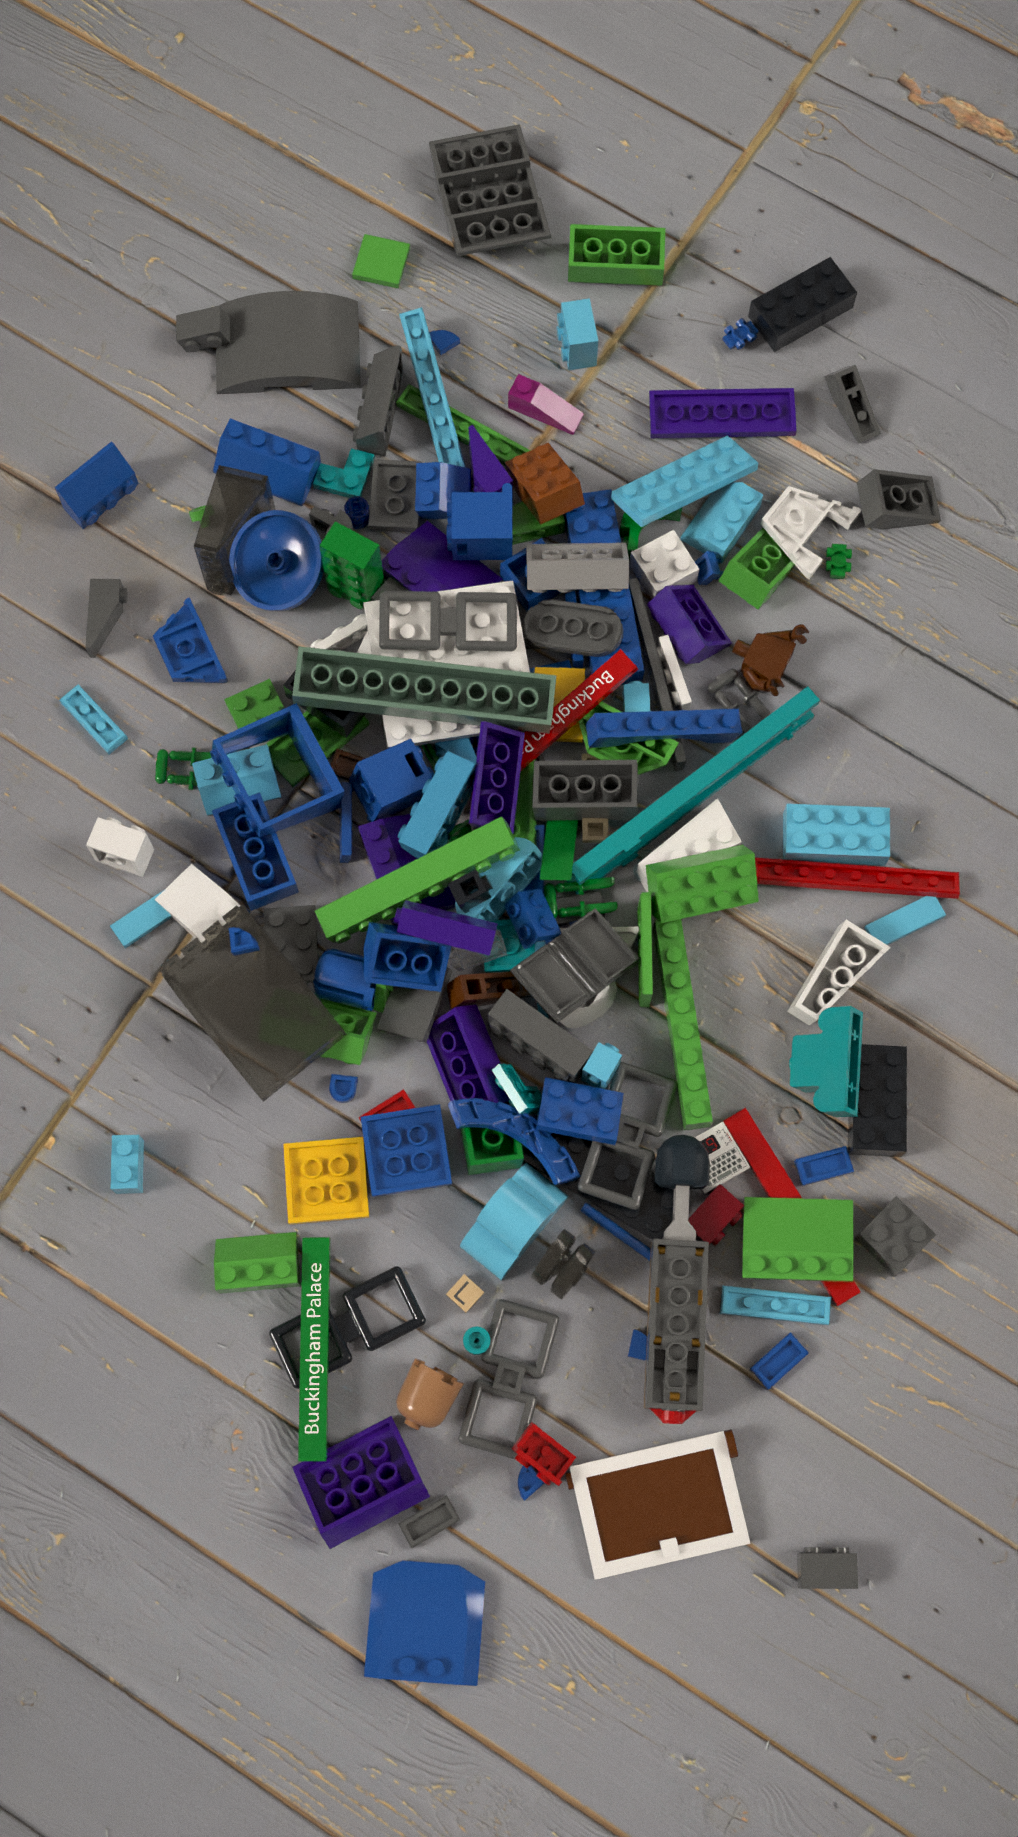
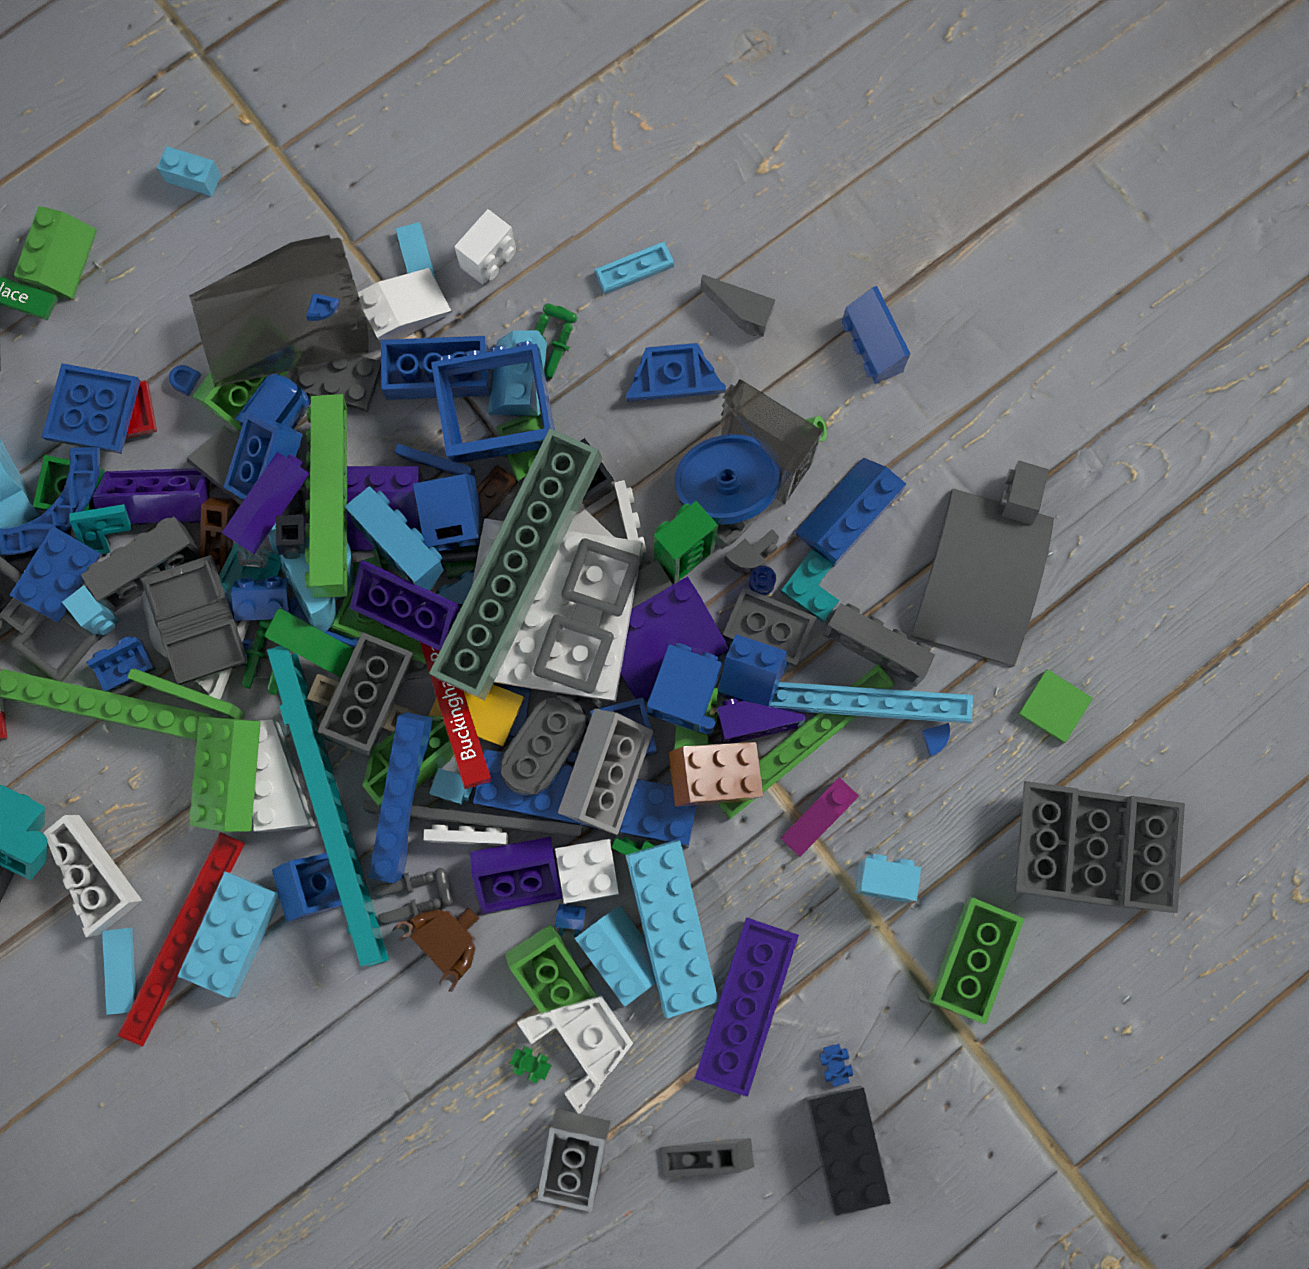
camera: 110 degrees right, 5 degrees up
(254, 703) = (585, 417): bright green plate -> none
(326, 1180) = (103, 333): yellow plate -> none
(638, 1026) = (115, 664): none -> blue bracket
(768, 786) = (306, 887): none -> blue slope

